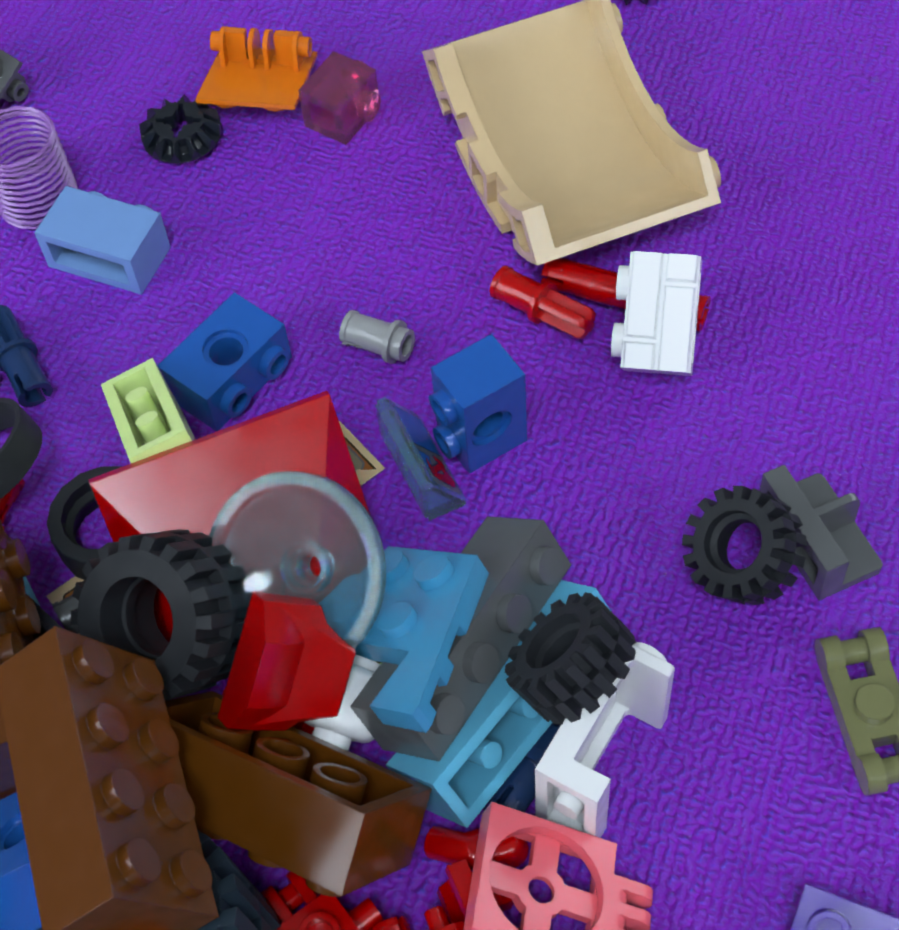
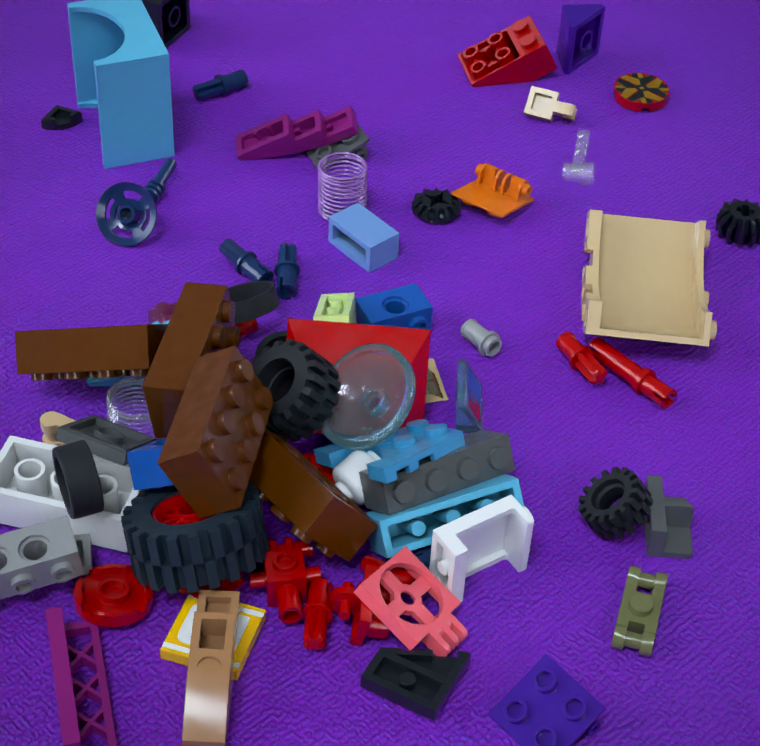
camera: 20 degrees right, 15 degrees down
(285, 666) = (336, 436): red slope -> none
(340, 97) = (531, 222): clear pink brick -> none
(479, 404) = (512, 383): blue brick -> none
(570, 658) = (480, 490): black tyre -> none
(659, 313) = (639, 382): white brick -> none

